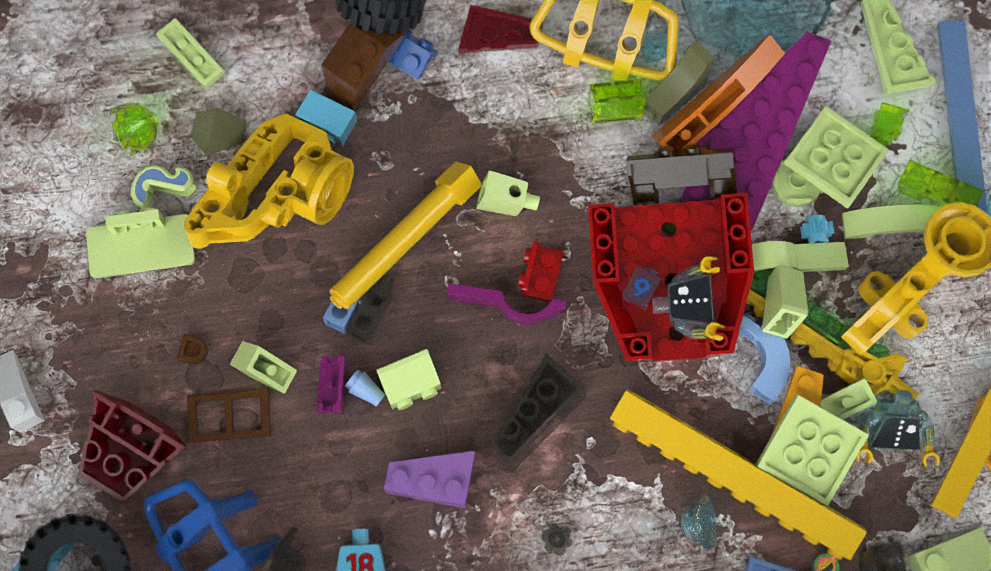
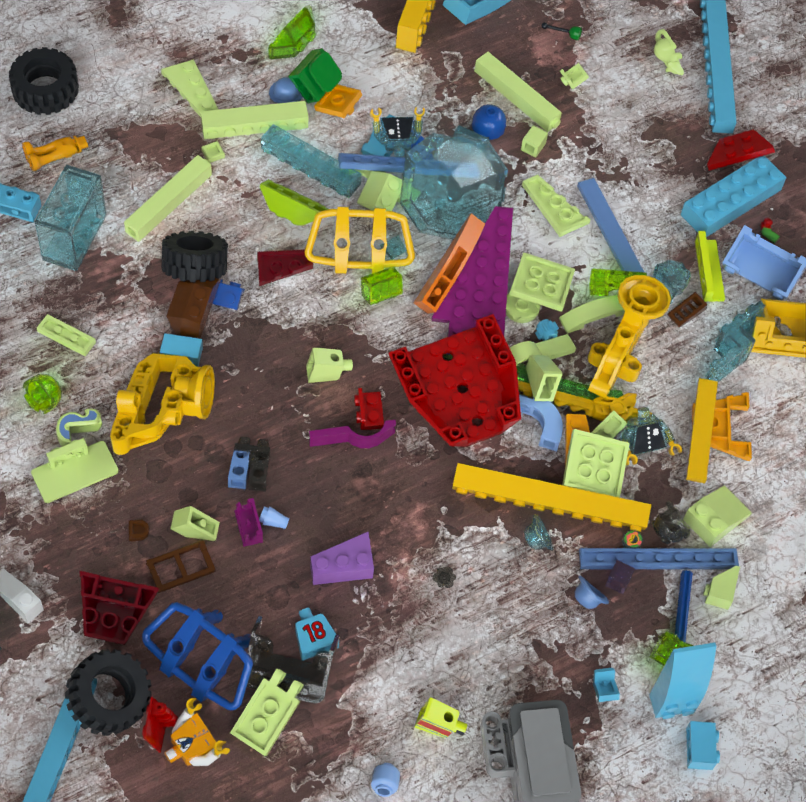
camera: 25 degrees left, 15 degrees down
(217, 130) = (103, 378): olive slope -> none
(409, 380) = (304, 501): yellowish green slope -> none
(452, 188) = (288, 370): yellow brick -> none
(537, 413) = (402, 496): clear smoke wedge -> none
(641, 287) = (444, 395): clear purple brick -> none
(680, 85) = (422, 262): olive arch -> none
(681, 168) = (442, 312): bracket -> none
(691, 302) = (480, 393): torso -> none
(888, 123) = (568, 252): clear neon green window -> none

